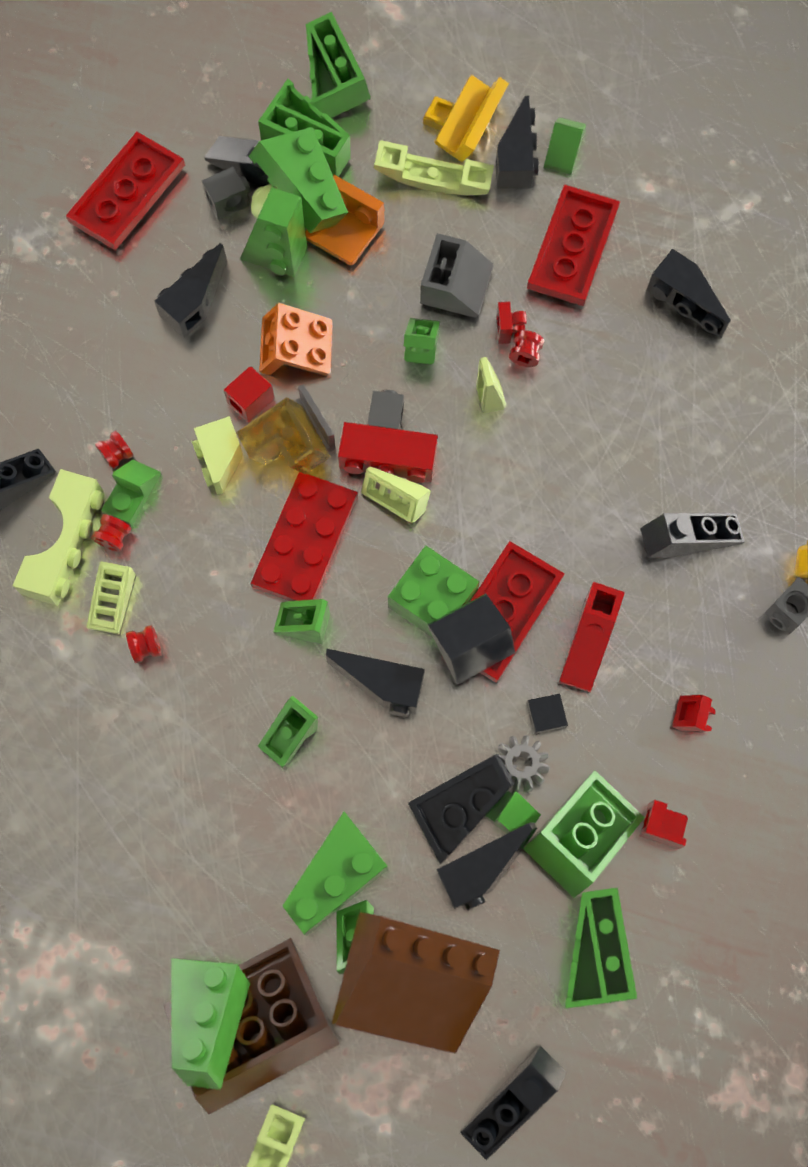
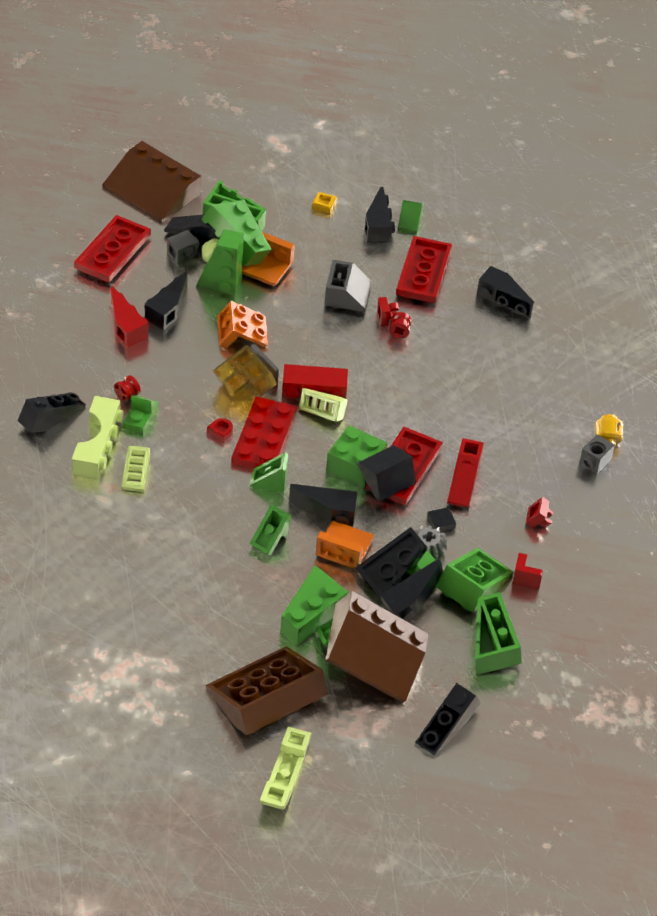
camera: 10 degrees left, 25 degrees down
(111, 533) = (132, 433): red wheel -> none
(126, 325) = (128, 323): none -> red slope
(143, 644) = (163, 491): red wheel -> none
(197, 72) = (153, 182): none -> reddish brown slope
(205, 1018) = (240, 671): bright green wedge -> none
(221, 452) = (199, 386): yellowish green slope -> none
(243, 526) = (221, 429): none -> red tile
(249, 394) = (214, 354): red panel -> none
(333, 68) = (249, 175): bright green wedge -> none
(386, 409) = (311, 356): dark grey brick -> none
(397, 754) = (343, 544): none -> orange bracket
(421, 340) = (328, 325): bright green slope -> none
(432, 174) = (323, 235): yellowish green slope -> none
(470, 117) = (344, 202): yellow panel -> none
(489, 388) = (377, 344): yellowish green slope -> none
(690, 533) = (521, 419): black slope -> none

